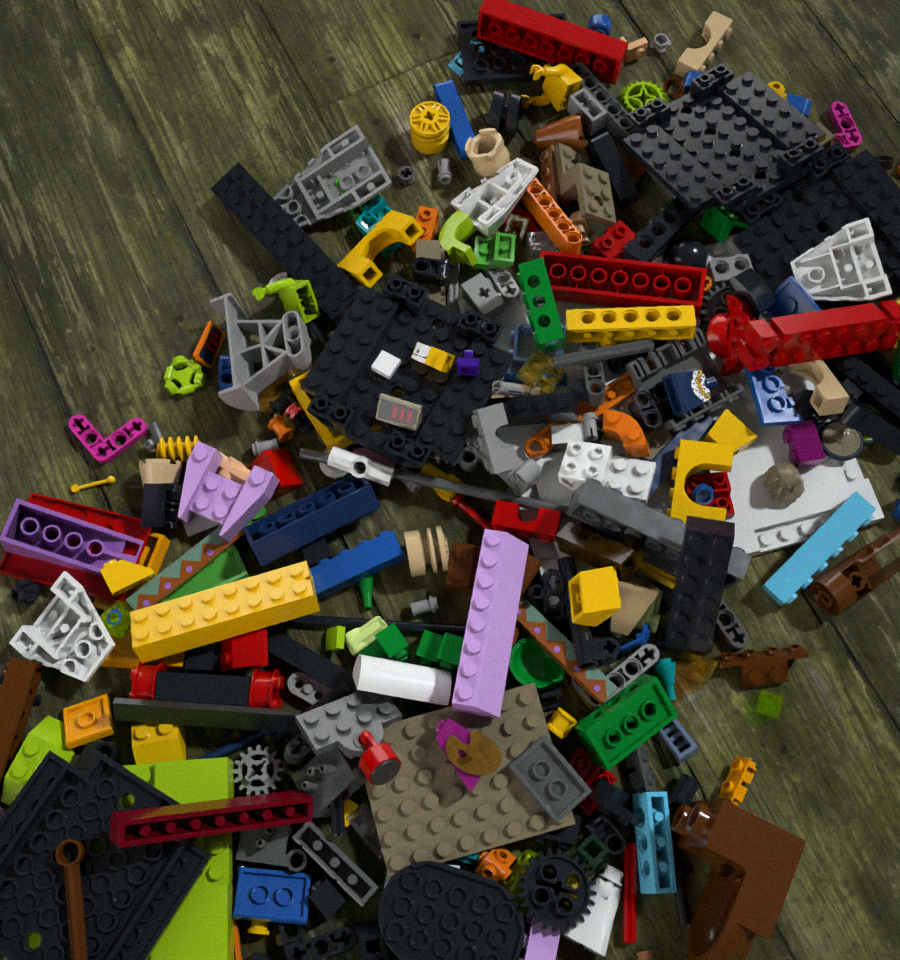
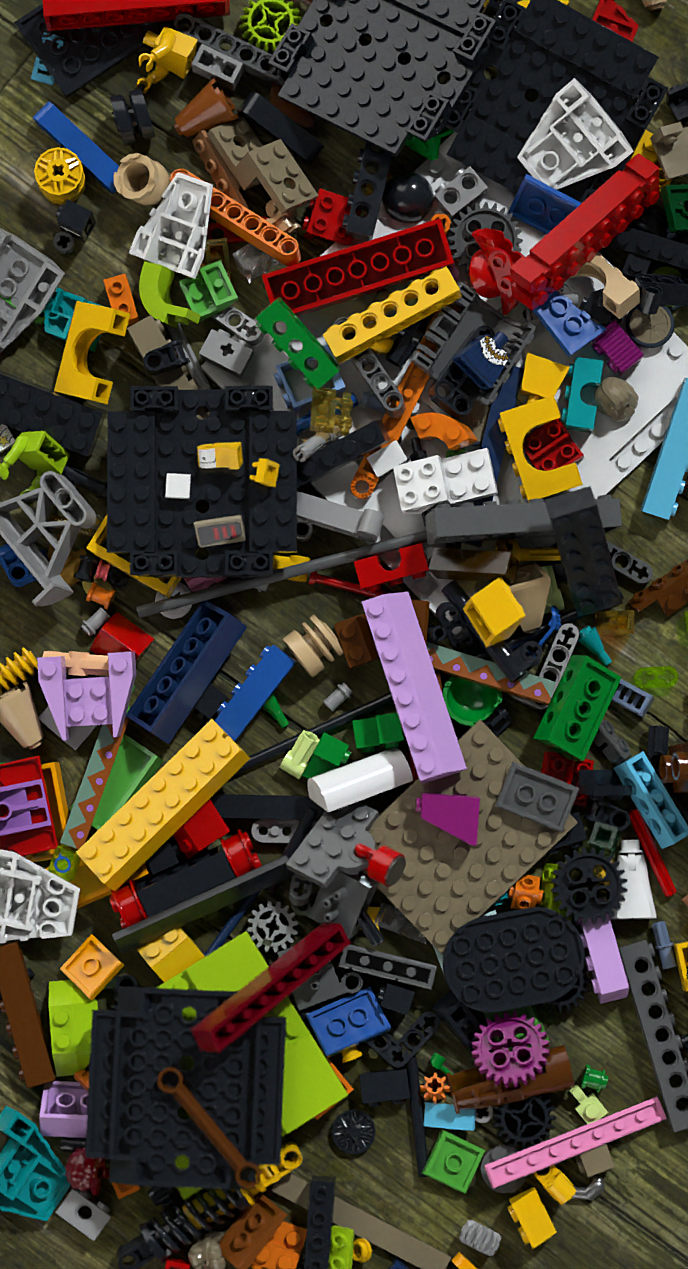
camera: 30 degrees left, 15 degrees up
(124, 575) = (47, 822): yellow slope -> none
(161, 505) = (39, 735): black hinge -> none
(335, 639) = (273, 772): lime tile -> none
(348, 461) = (222, 597): white piece -> none
(423, 159) = (75, 220): none -> black brick
(444, 175) = (105, 223): light grey pin -> none
(462, 384) = (266, 472): none -> yellow tile
(468, 364) = (261, 448): dark purple tile -> none
(481, 754) = (468, 809): pearl gold piece -> none
(487, 421) = (310, 494): light grey arch -> none
(561, 723) = (520, 740): yellow piece -> none
(590, 427) = (404, 439): light grey pin -> none
(602, 353) = (381, 361): dark grey axle -> none
(706, 739) = (655, 671): none -> clear neon green beam
(708, 496) = (549, 458): blue plate -> none
(755, 290) = (495, 210): black slope -> none
(766, 451) = (583, 374): none -> teal arch

